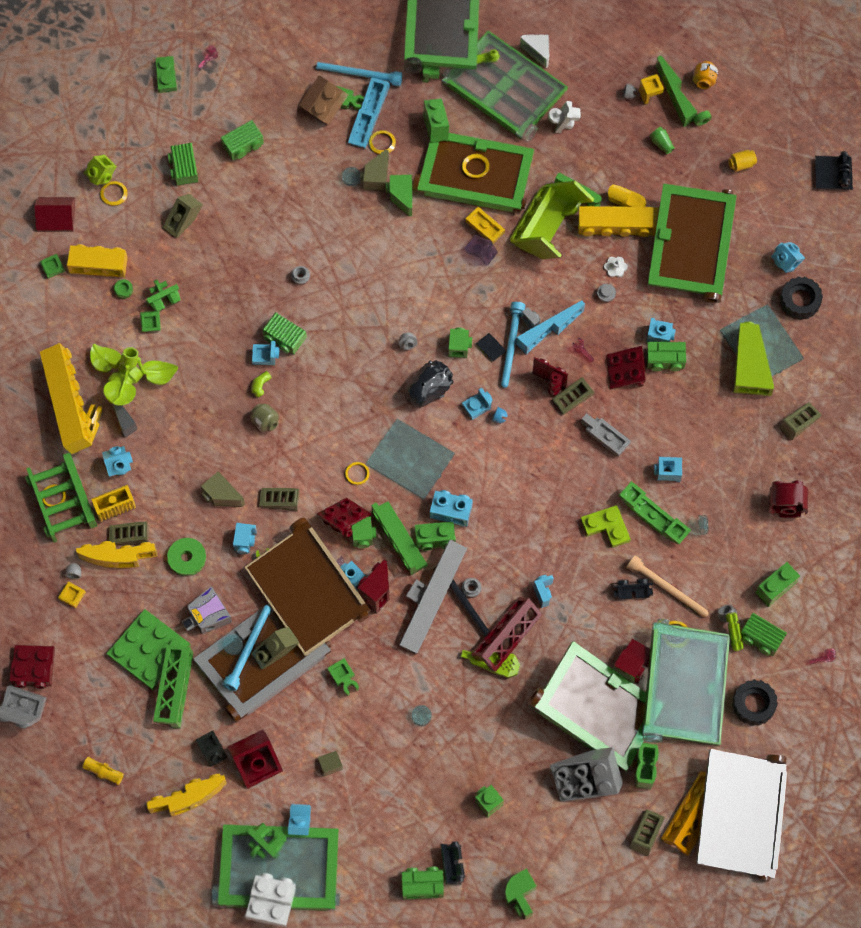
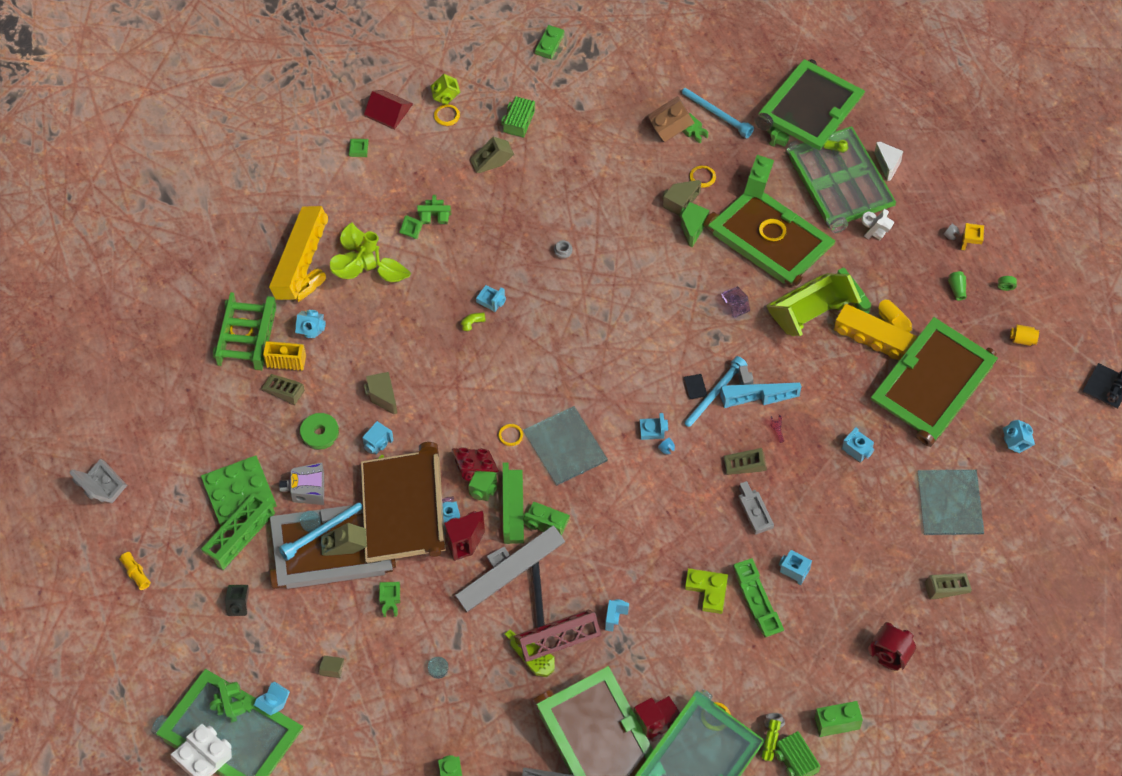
camera: 30 degrees right, 10 degrees down
(32, 666) = (133, 455): dark red plate -> none
(71, 594) = (204, 414): yellow tile -> none
(73, 571) = (217, 395): light grey hinge -> none
(97, 261) = (397, 159): yellow brick -> none
(109, 556) = (255, 398): yellow slope -> none
(123, 289) = (405, 192): bright green tile -> none
(126, 422) = (337, 296): dark grey slope -> none
(196, 794) = (198, 631): yellow slope -> none
(212, 54) = (599, 43): clear pink hand -> none
(242, 140) = (580, 120): bright green brick -> none
(255, 758) = (268, 627): dark red slope -> none
(264, 417) = (457, 348): olive head -> none
(284, 333) = (518, 289): bright green brick -> none
(295, 493) = (444, 423): olive slope -> none
(351, 176) = (656, 191): clear light blue tile -> none
(369, 112) = (704, 148): medium azure slope -> none
(407, 341) = (625, 343): light grey plate -> none
(428, 384) = (617, 389): black piece -> none
(451, 508) = (574, 502): medium azure brick -> none
(459, 343) = (667, 368): bright green brick -> none
(471, 582) = (551, 574): light grey plate -> none
(485, 225) = (751, 282): yellow plate -> none
(555, 375) = (734, 433): dark red hinge -> none
(606, 292) = (828, 389): light grey plate -> none
(615, 266) = (851, 372): white plant -> none
(626, 368) = (809, 461): dark red hinge -> none
(637, 566) = (714, 635): light nougat piece -> none
(640, 587) = (706, 657): black hinge -> none
(666, 355) = (851, 467): bright green brick -> none
(673, 85) = (996, 245): bright green slope -> none
(703, 524) = (798, 631): clear light blue tile -> none
(705, 75) = (1031, 248): light orange head -> none
(752, 365) = (927, 512): lime slope -> none
(804, 284) = (1013, 464): black tyre -> none

